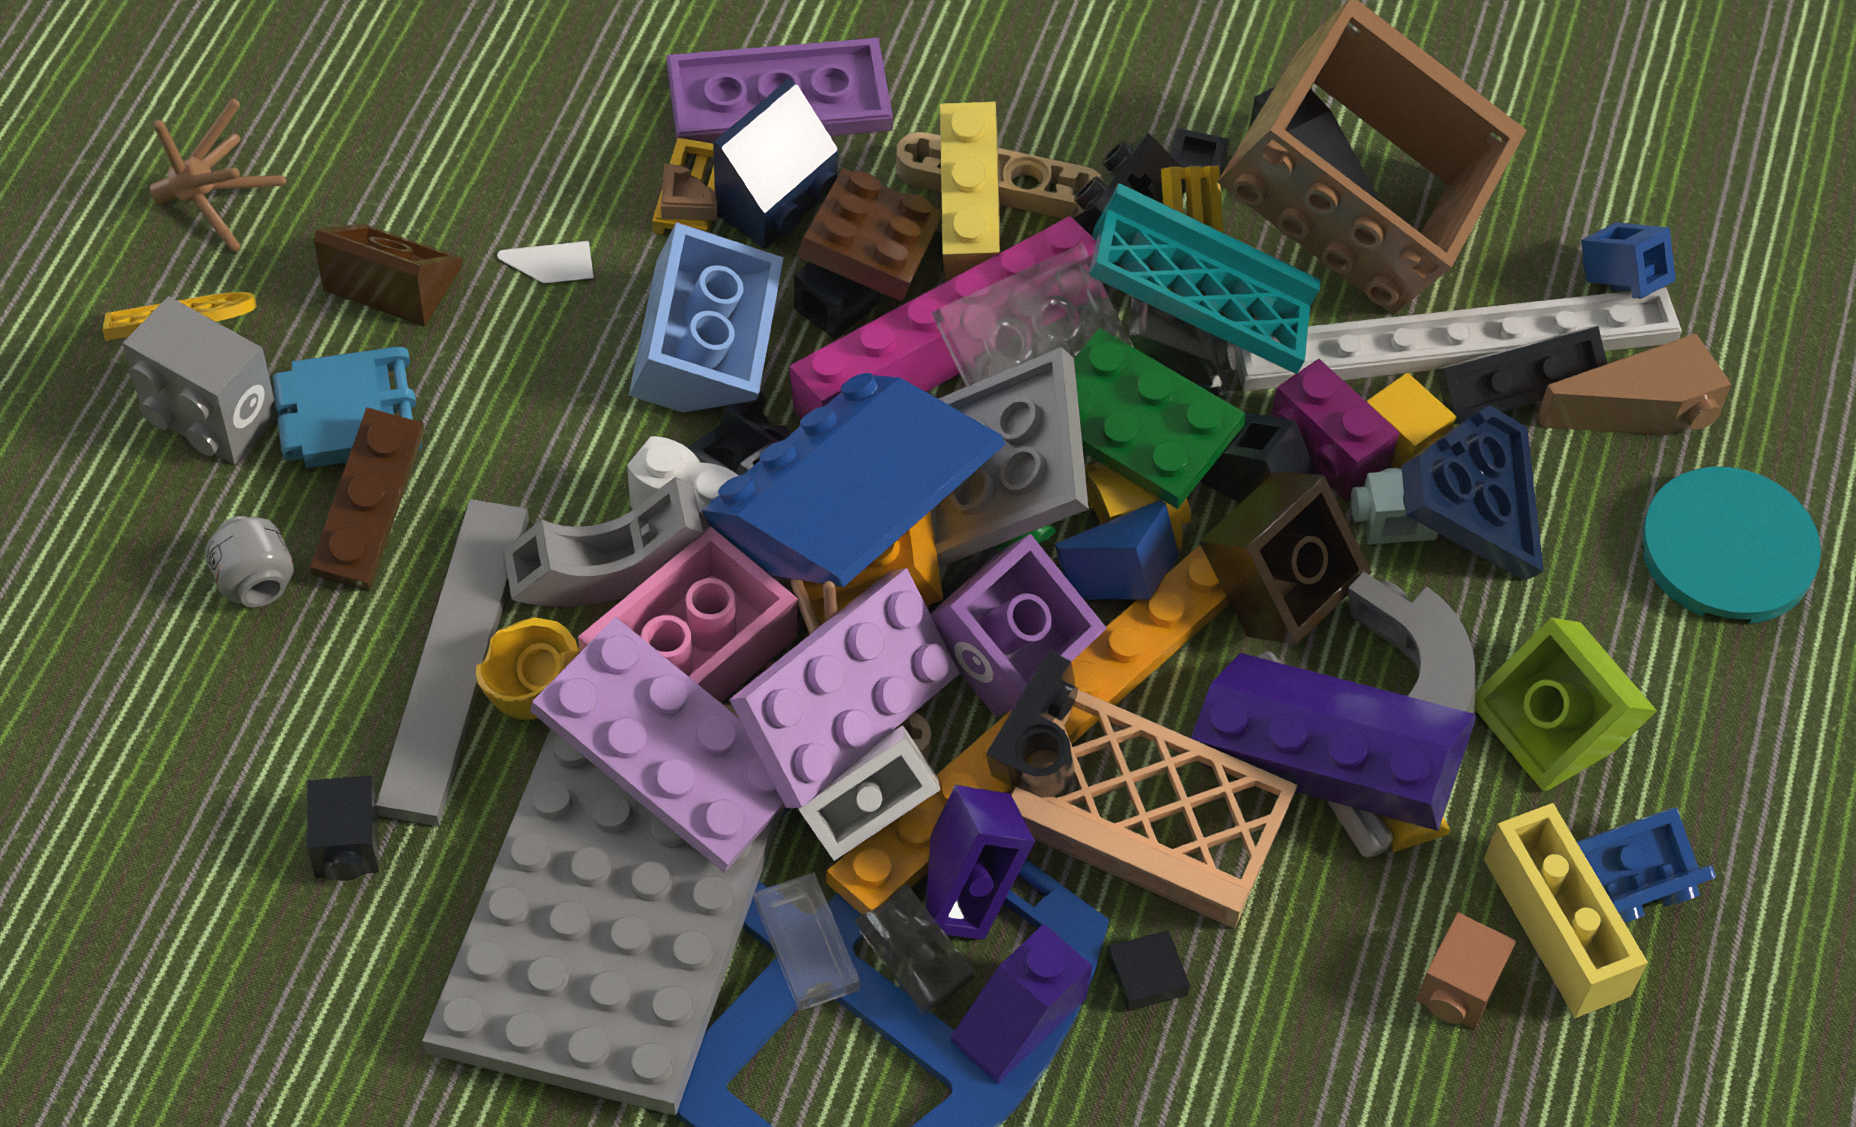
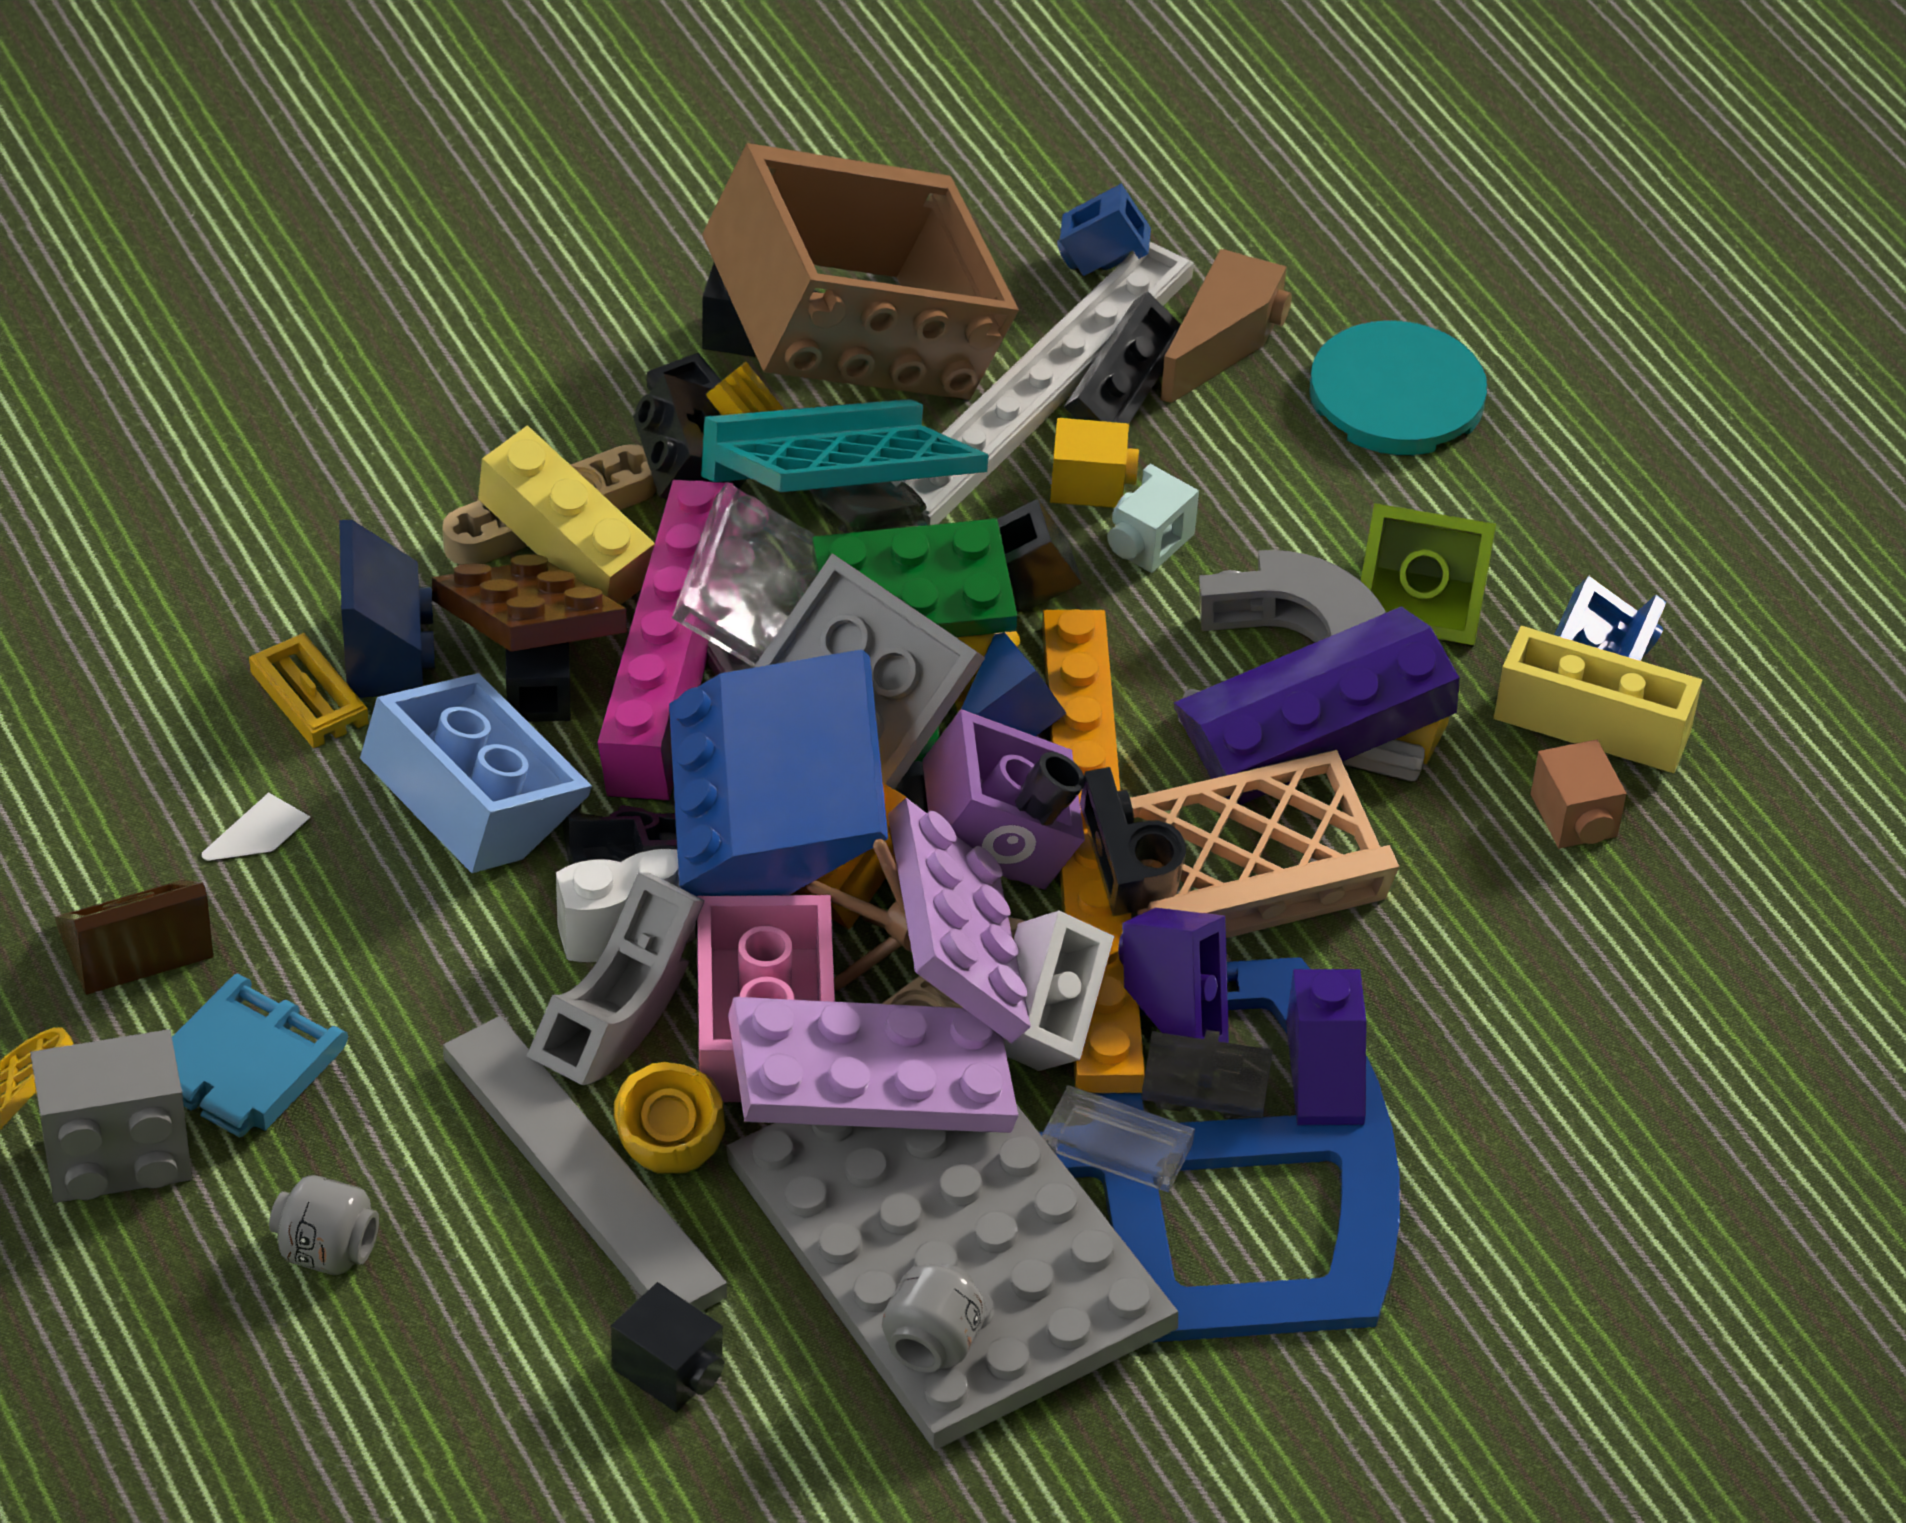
camera: 45 degrees left, 10 degrees down
(367, 499) = (363, 1104): reddish brown plate -> none
(495, 958) = (933, 1317): none -> light grey head
(686, 196) = (323, 692): medium nougat tile -> none
(838, 79) = (275, 569): medium lavender tile -> none
(1034, 636) = (1050, 787): none -> black hose
(1148, 970) = (1380, 964): black tile -> none
(1285, 556) = (1135, 605): dark brown brick -> none
(1337, 425) = (1064, 485): magenta brick -> none
(1479, 491) = (1206, 466): dark blue plate -> none

